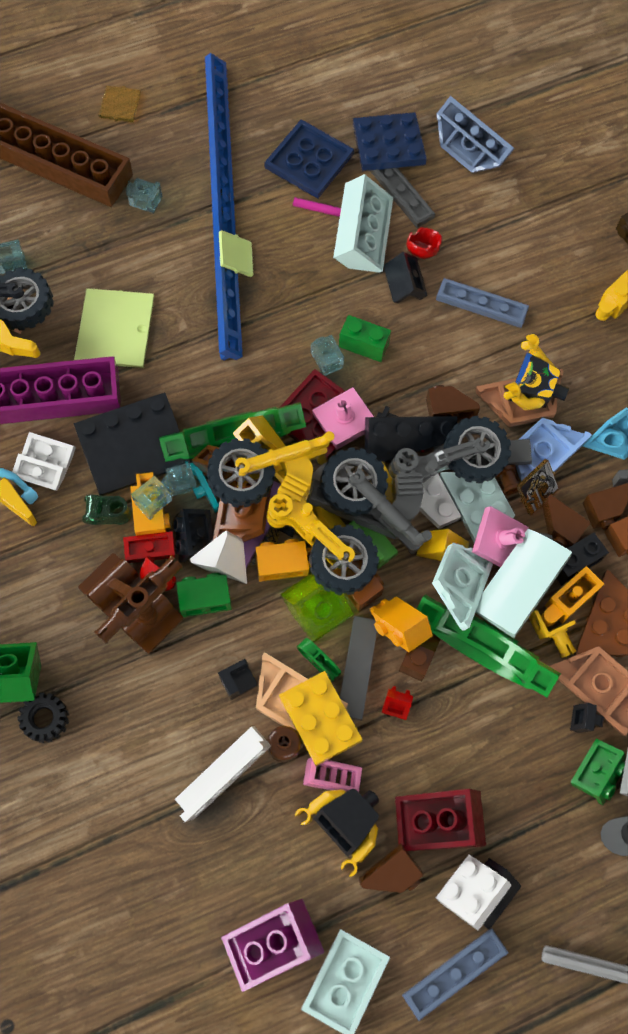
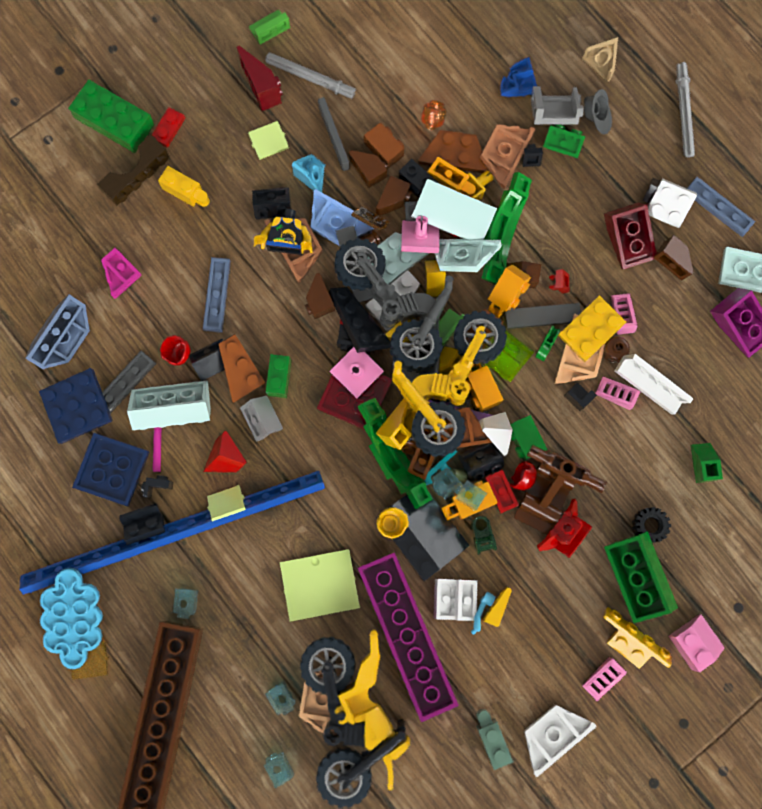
camera: 105 degrees left, 10 degrees up
(72, 608) = (567, 532): none -> red piece
(96, 815) = (706, 463): none -> green slope
(149, 398) = (392, 522): none -> yellow hair
(165, 91) = (71, 618): none -> medium azure plate
(185, 502) = (460, 474): none -> olive piece
(214, 731) = (620, 387): none -> bright pink slope
(240, 173) = (142, 523): none -> black bracket
(279, 192) = (160, 482): none -> black bracket
(288, 265) = (224, 456): none -> red slope
(322, 313) = (261, 417): none -> light grey panel
(334, 358) = (301, 395): clear light blue brick -> none
(347, 821) = (652, 294): black torso -> none
(383, 300) = (239, 368): none -> dark orange wing
(532, 211) = (119, 272): none -> dark pink wing
(584, 383) = (270, 202): none -> black bracket

